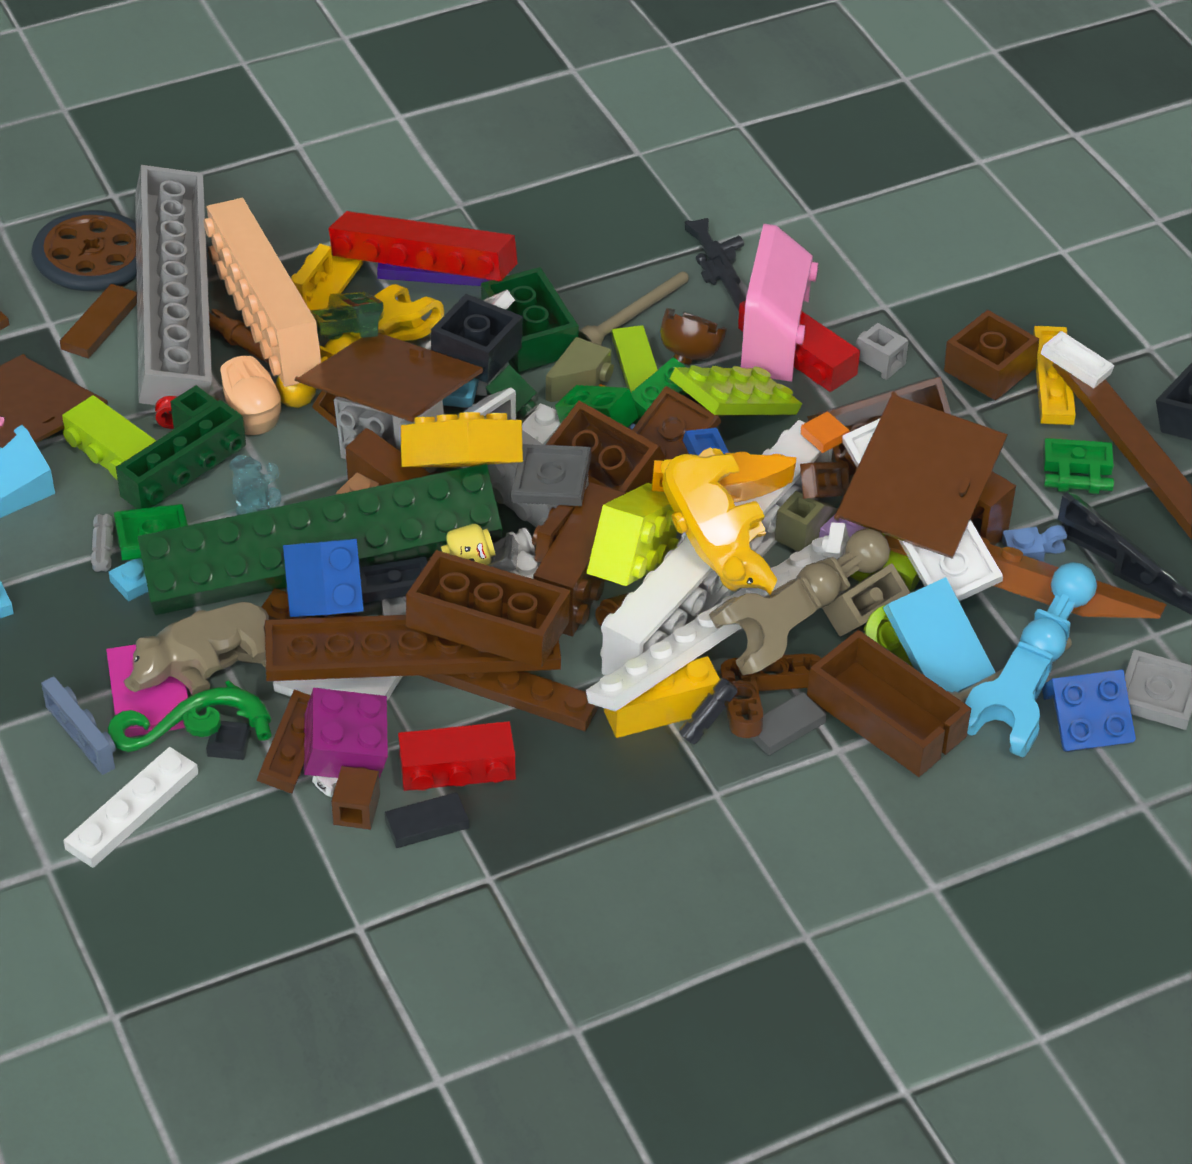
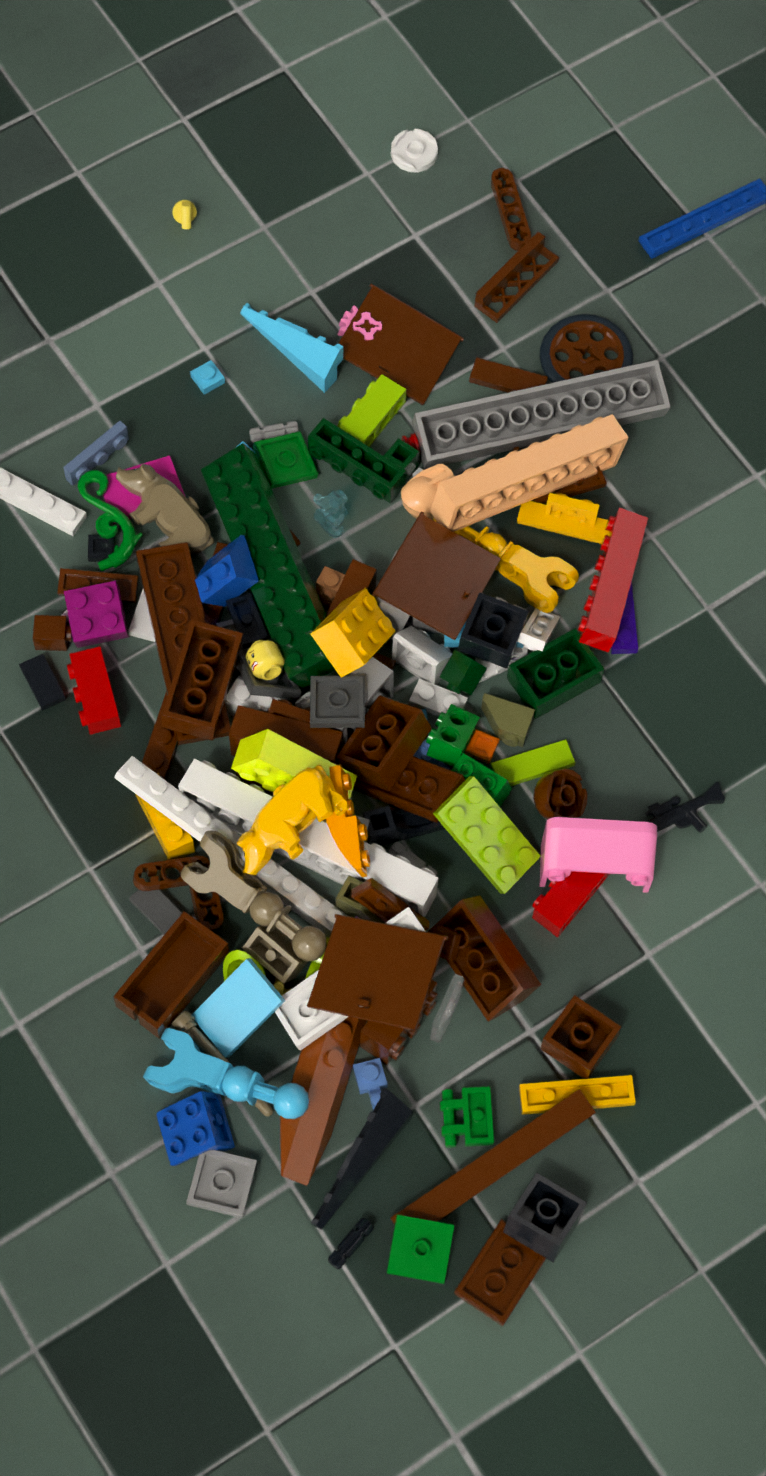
camera: 80 degrees right, 20 degrees up
(349, 313) = (518, 538): clear green plate -> none
(597, 333) = (554, 726): dark tan piece -> none
(702, 439) = (401, 812): blue plate -> none
(708, 711) = (150, 849): black axle -> none
(824, 431) = (420, 896): orange tile -> none
(835, 543) = (318, 919): white plate -> none
(882, 349) = (571, 959): light grey brick -> none
(1077, 359) = (577, 1106): white tile -> none

